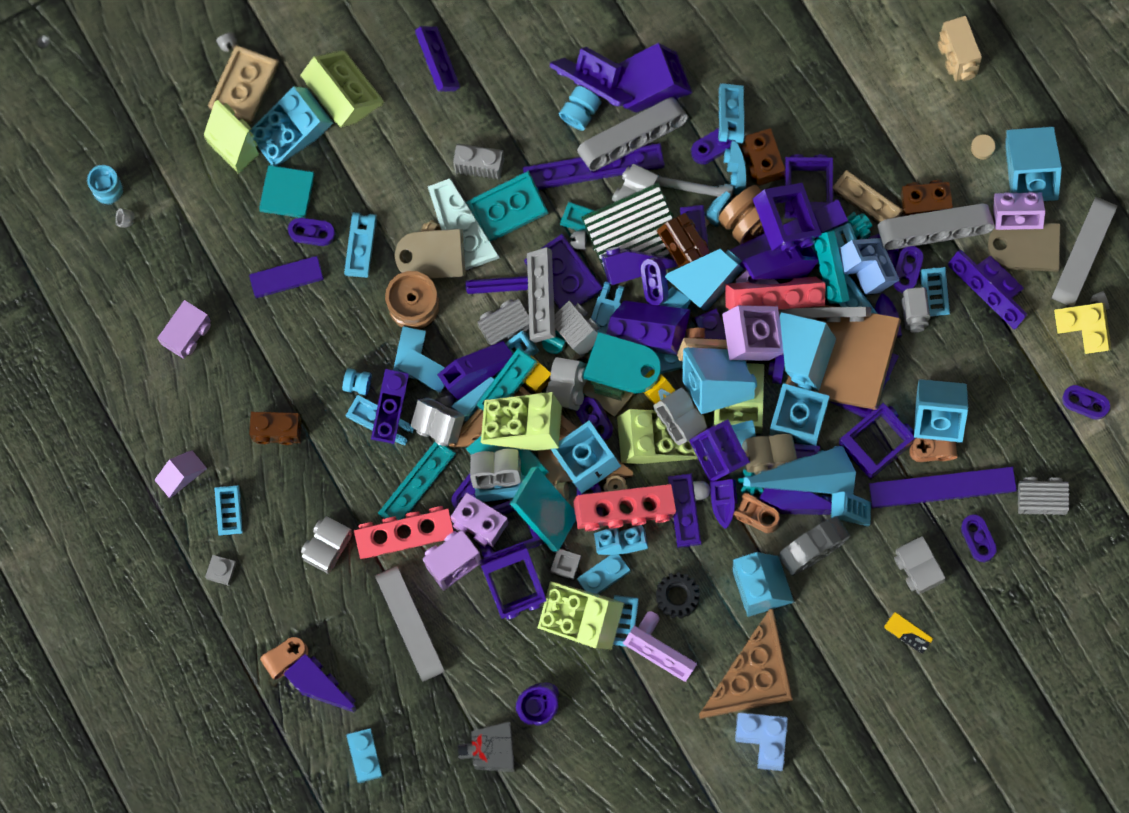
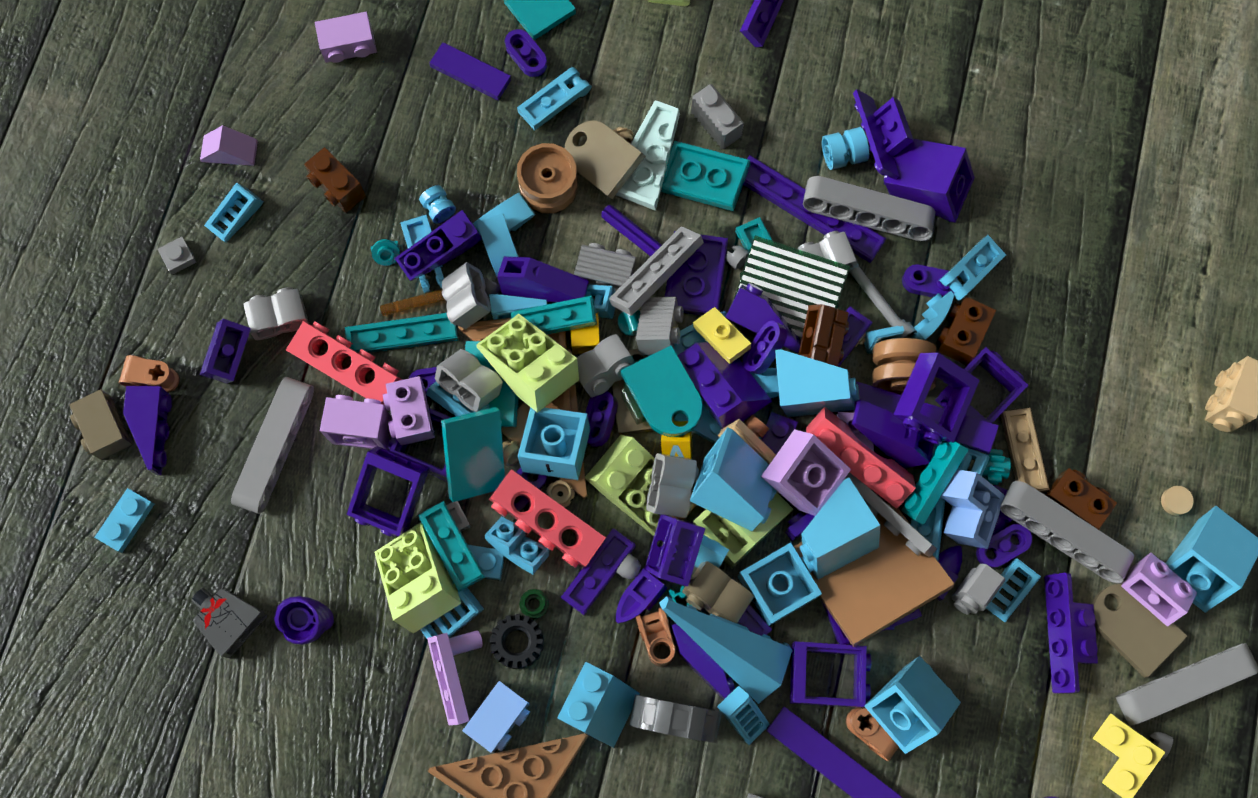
camera: 35 degrees right, 0 degrees up
(288, 714) = (99, 424): none -> dark tan piece
(321, 595) = (225, 351): none -> dark purple brick
(354, 442) = (385, 251): none -> teal plate
(404, 457) = (412, 302): none -> clear orange piece
(583, 576) = (451, 546): none -> teal tile
(620, 297) = (722, 335): none -> light yellow plate
(665, 557) = (534, 594): none -> dark green plate
(709, 648) = (496, 718): none -> light blue piece

